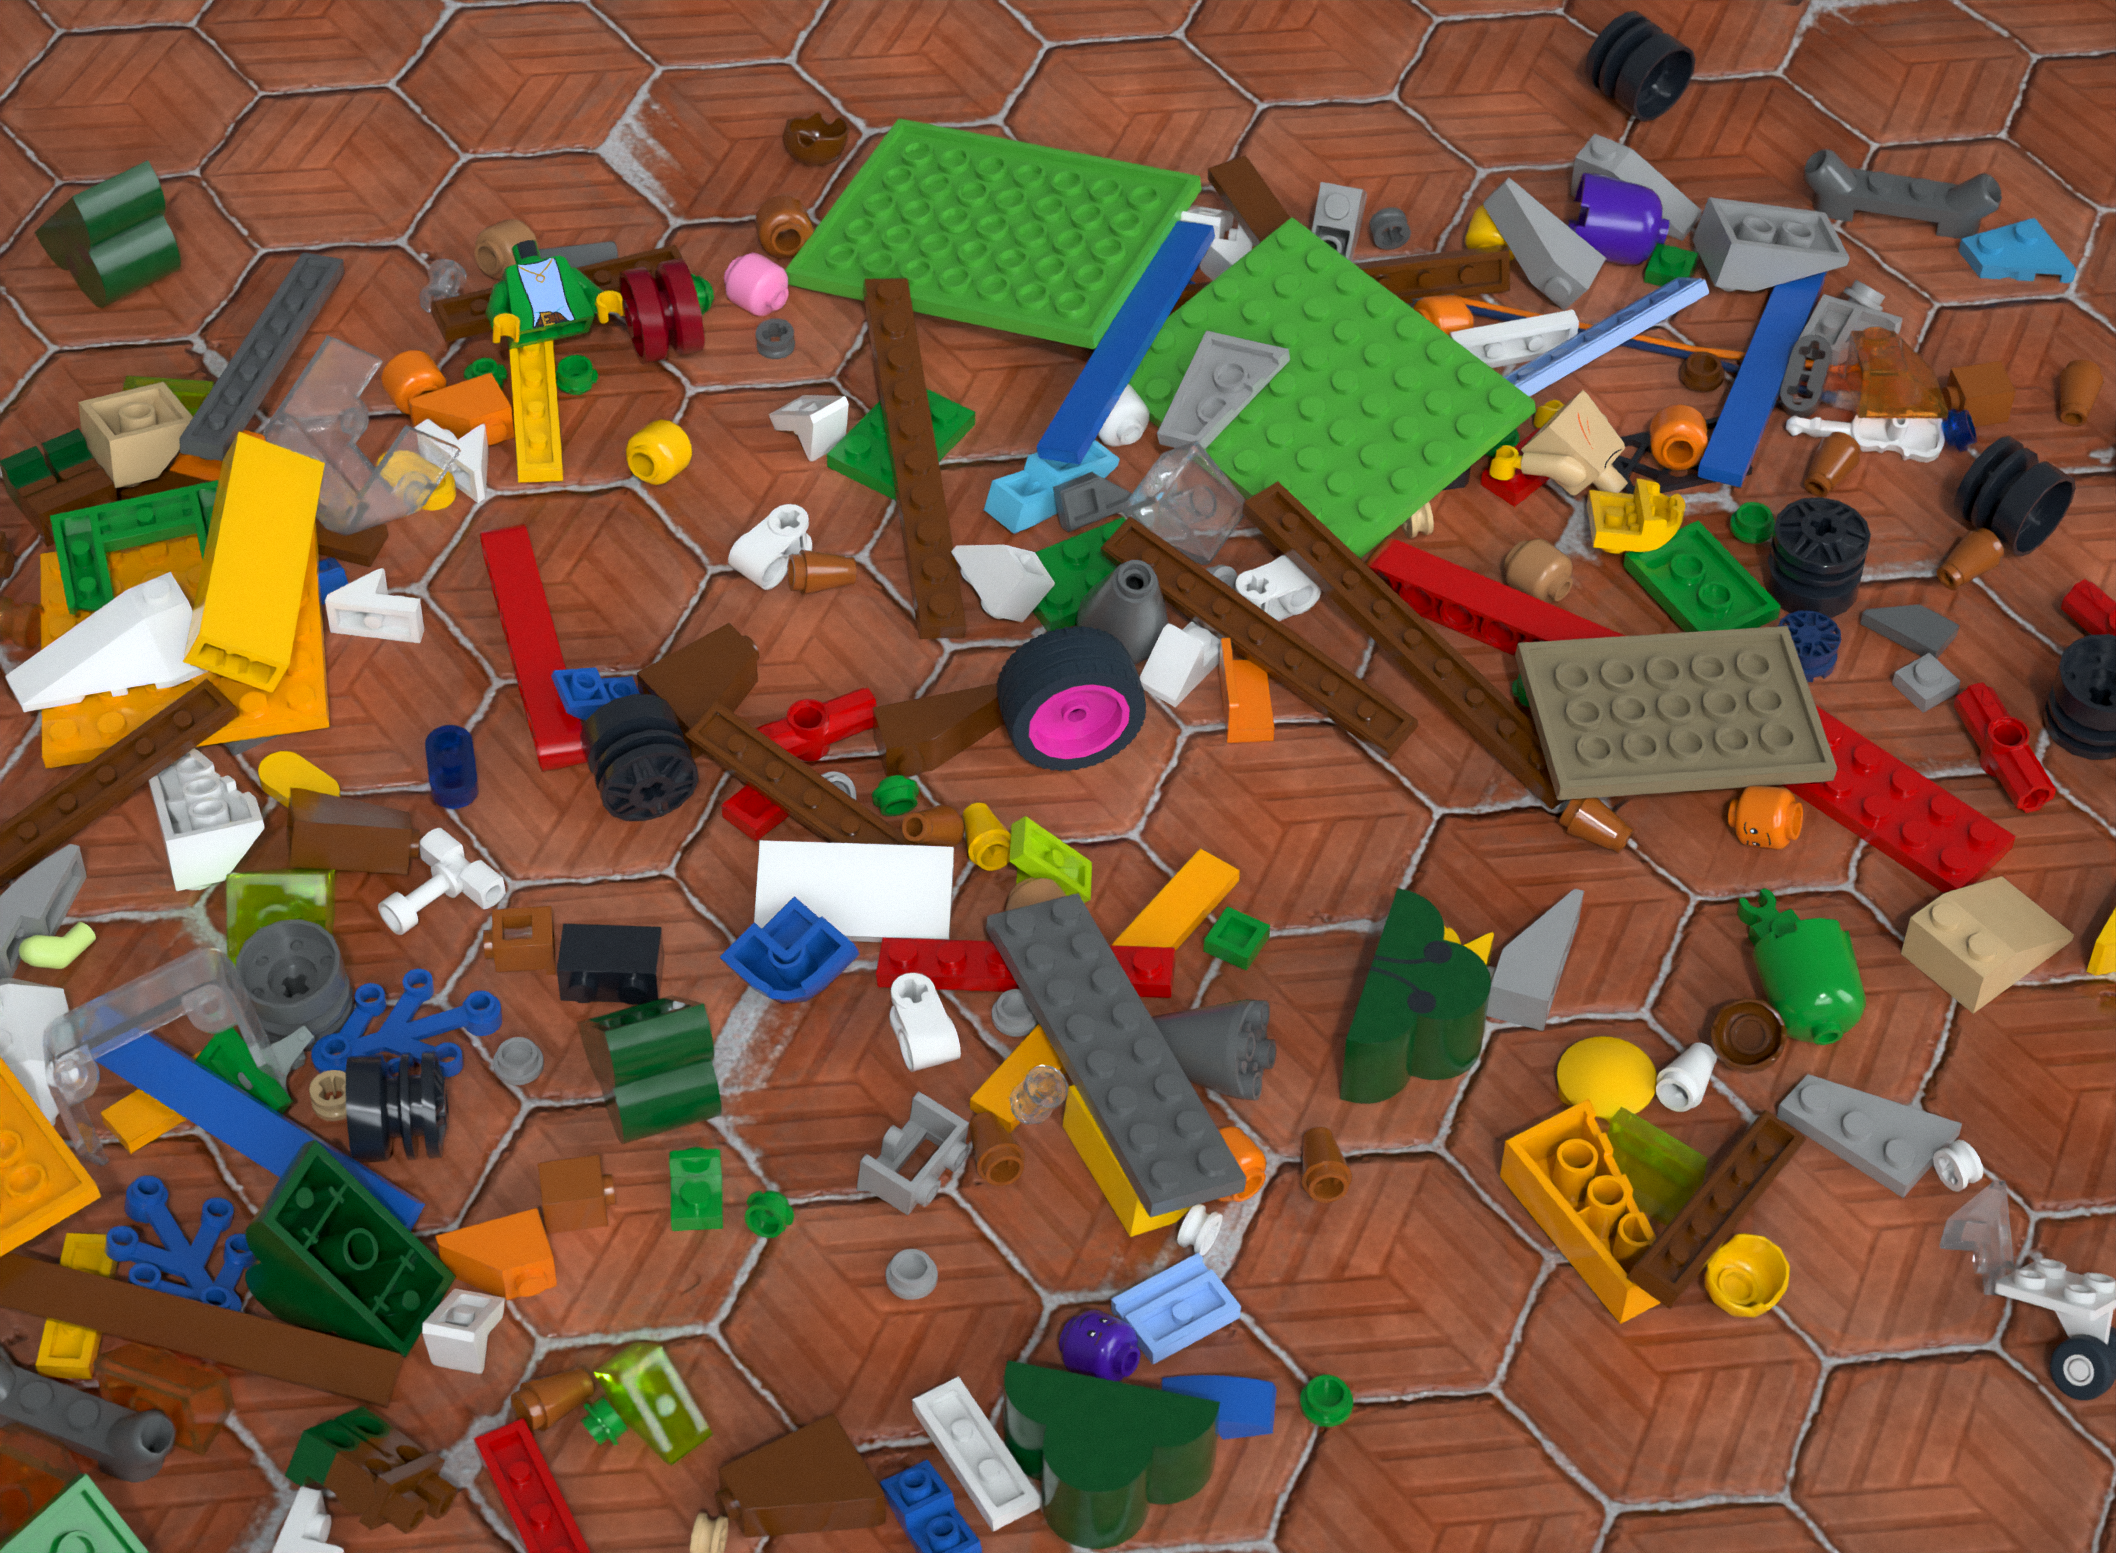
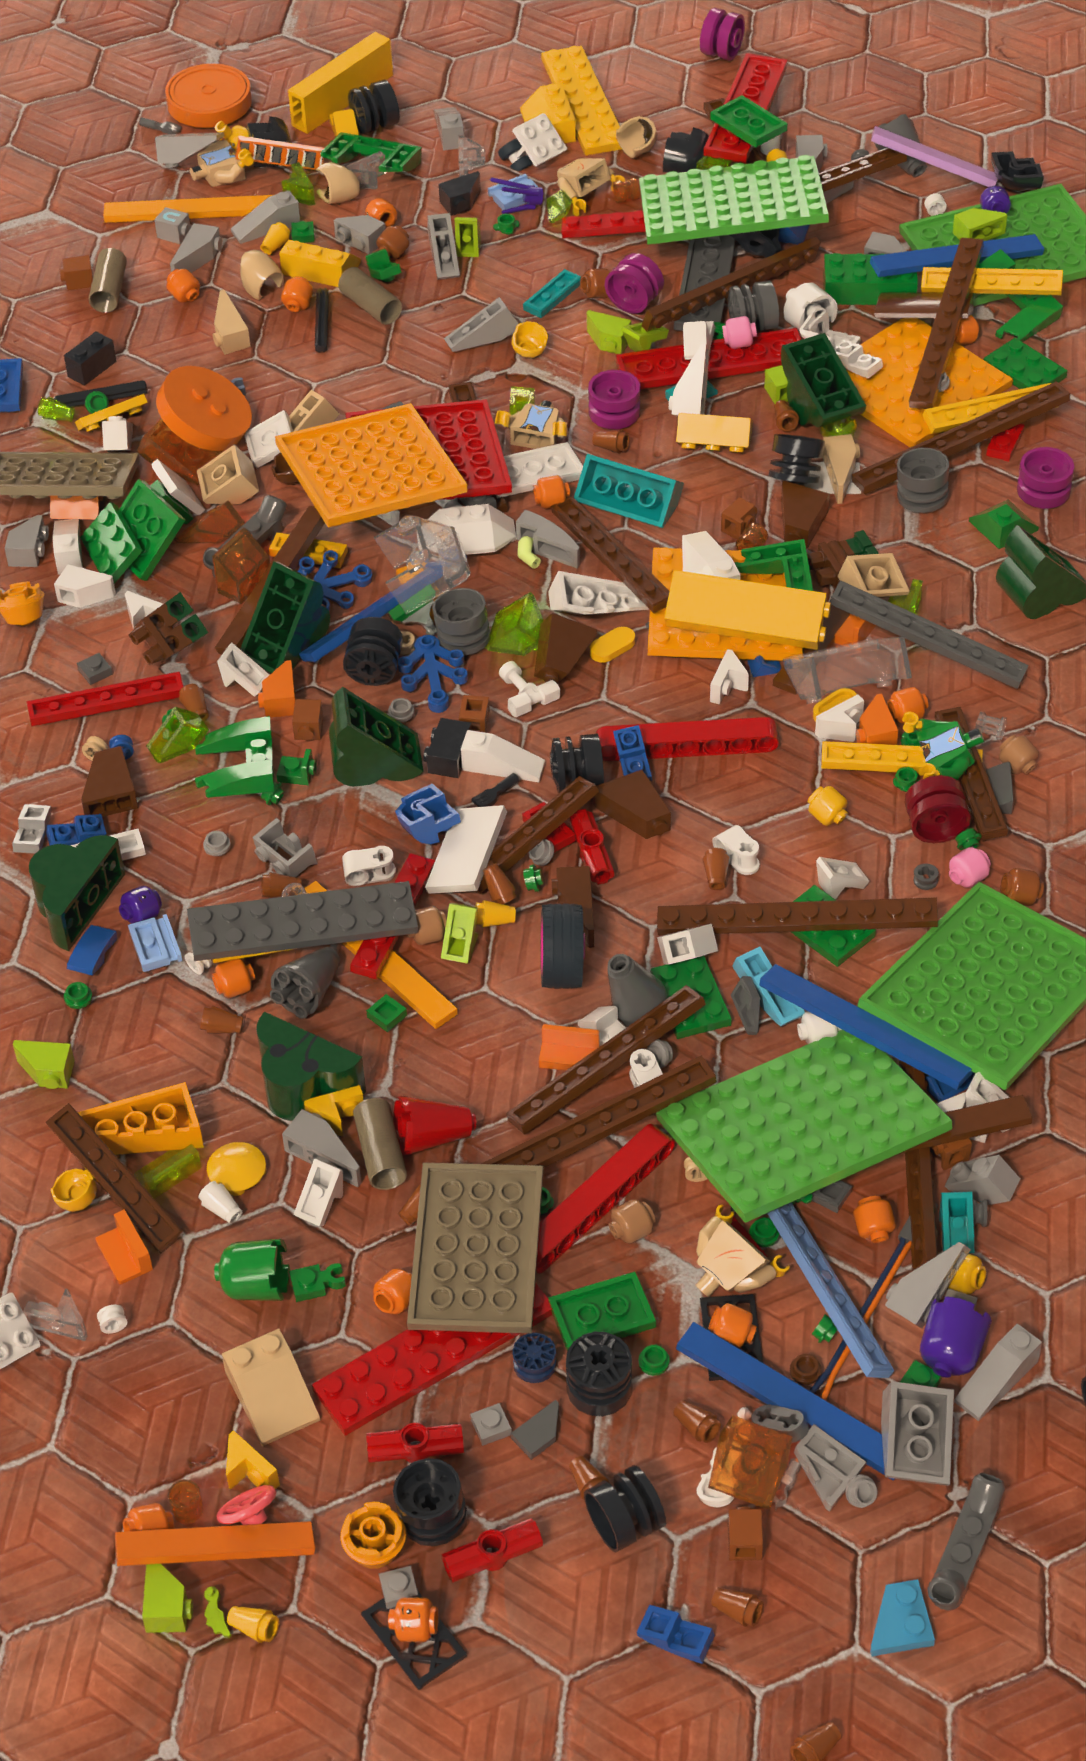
camera: 105 degrees right, 0 degrees up
(451, 766) = (606, 700): clear blue plate -> none
(623, 881) = (497, 757): none -> white slope
(696, 1493) = (123, 741): none -> blue bush
(706, 899) = (489, 796): none -> black piece
(755, 1218) = (246, 778): none -> green wedge
(1187, 502) = (731, 1045): clear slope -> none
(1218, 387) = (804, 1059): light grey wing -> none
(1418, 235) = (957, 1219): none -> teal slope
(1461, 831) = (430, 1123): none -> red cone
(1498, 1397) = (46, 1062): none -> lime slope
(1501, 891) = (379, 1143): none -> dark tan piece
(1518, 339) = (851, 1257): white plate -> none
(1629, 367) = (825, 1329): none -> green plate
(1632, 936) = (319, 1191): none -> white slope
(1634, 520) = (663, 1279): yellow slope -> none
(1748, 1035) = (230, 1228): reddish brown hair -> none
(1819, 1187) = (124, 1250): none -> orange panel
(1869, 1132) = (154, 1287): light grey wing -> none
(1959, 429) = (712, 1510): clear blue plate -> none

